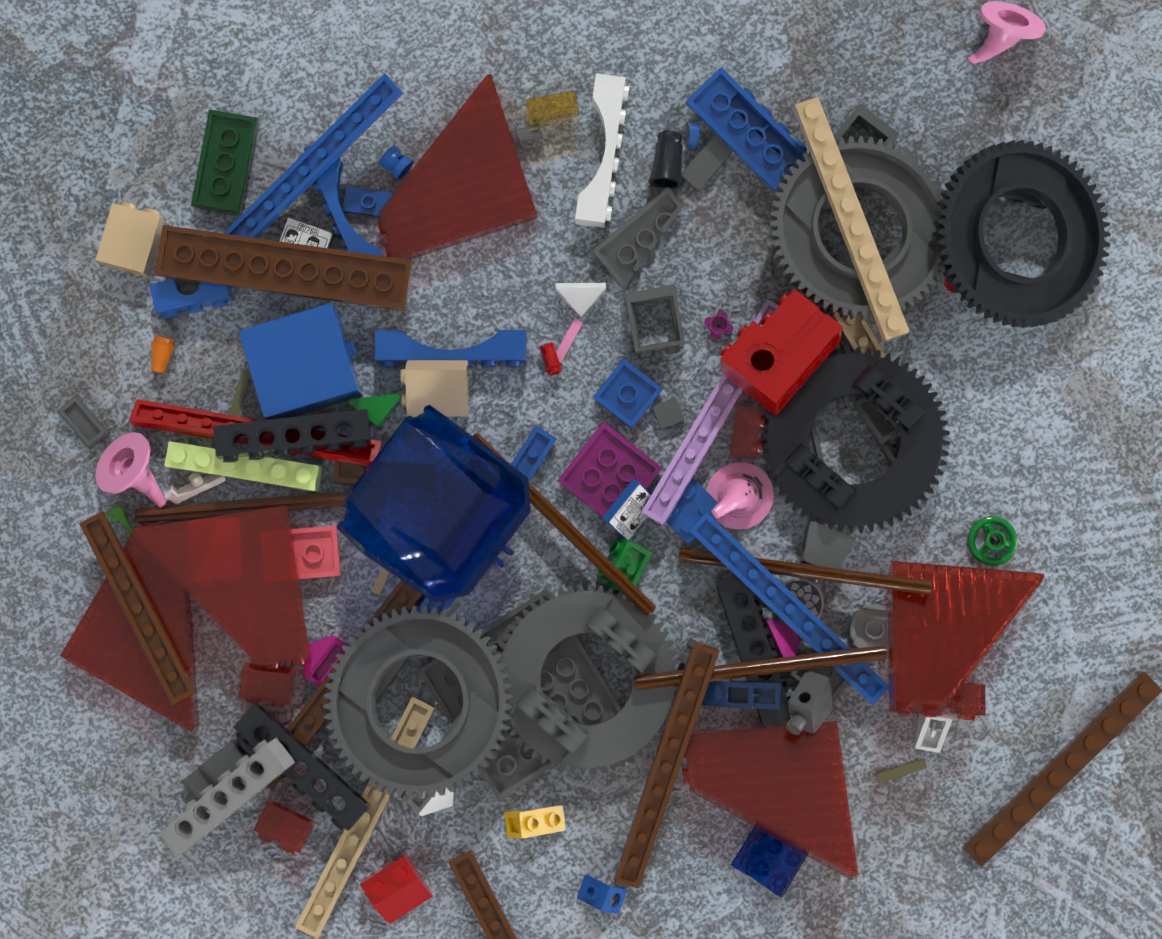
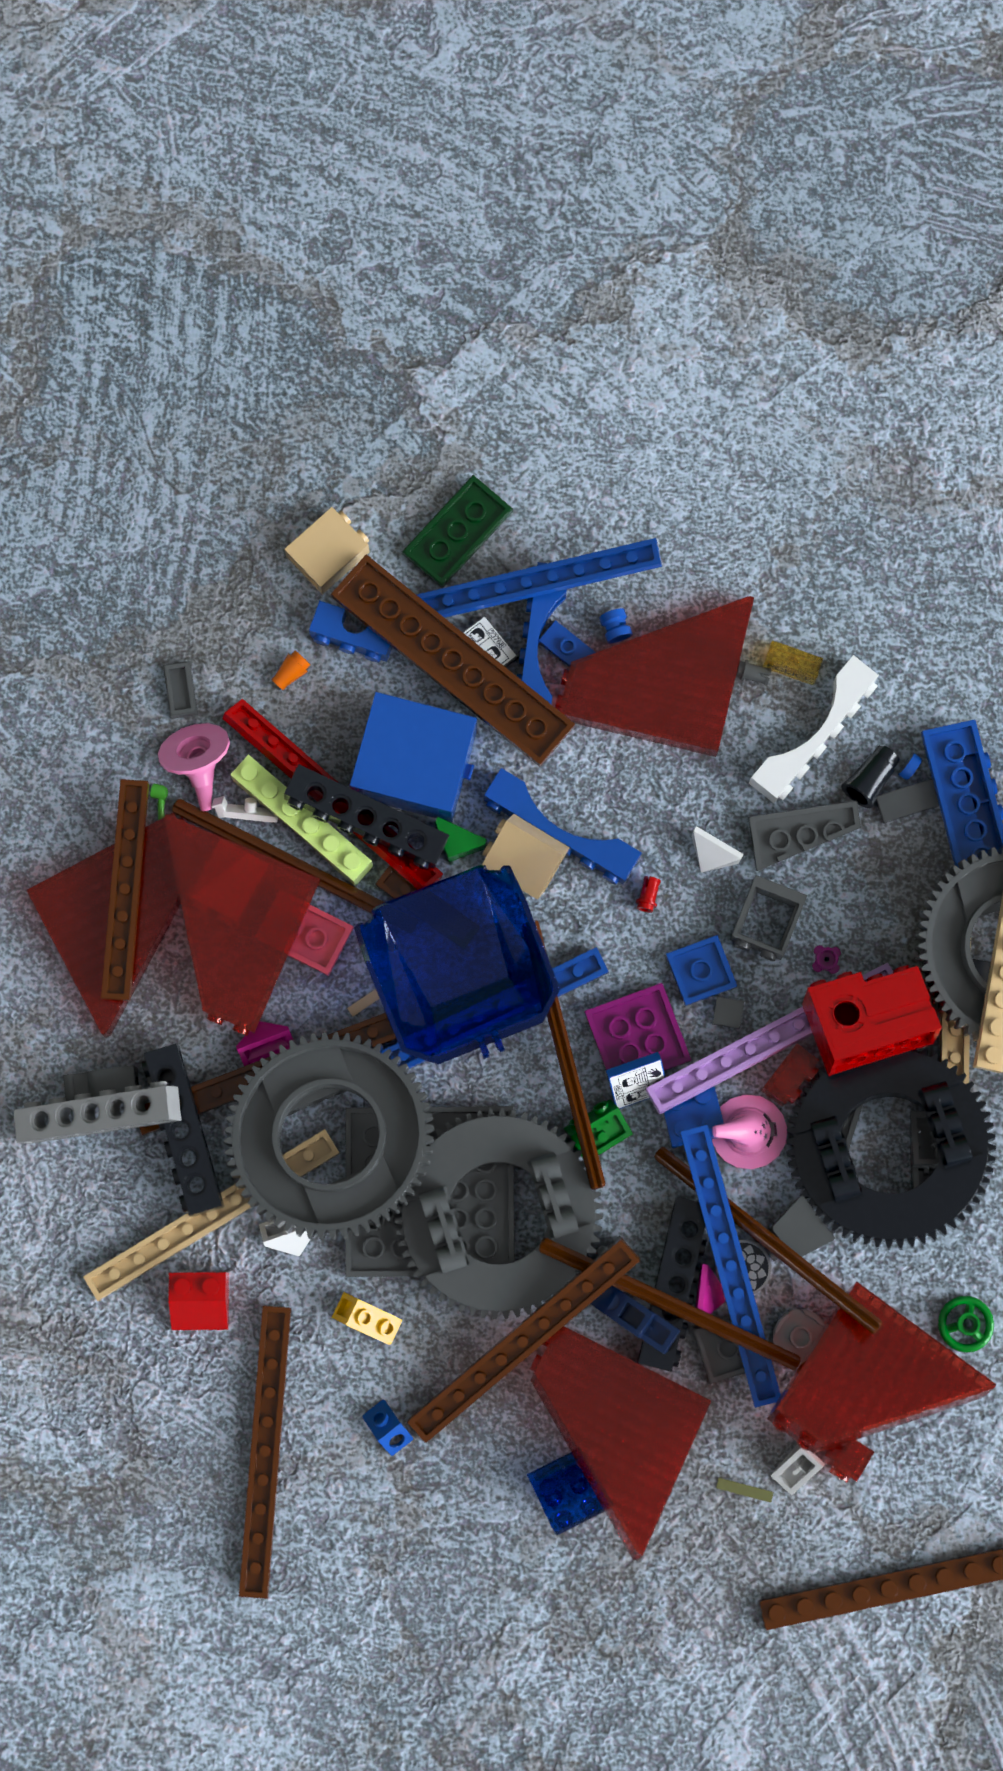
camera: 30 degrees right, 5 degrees down
(239, 394) = (342, 748): olive piece -> none
(267, 685) = (199, 1035): clear red brick -> none
(284, 827) = (132, 1177): clear red brick -> none
(568, 339) = (676, 886): bright pink piece -> none
(810, 703) = (696, 1367): dark grey torso -> none

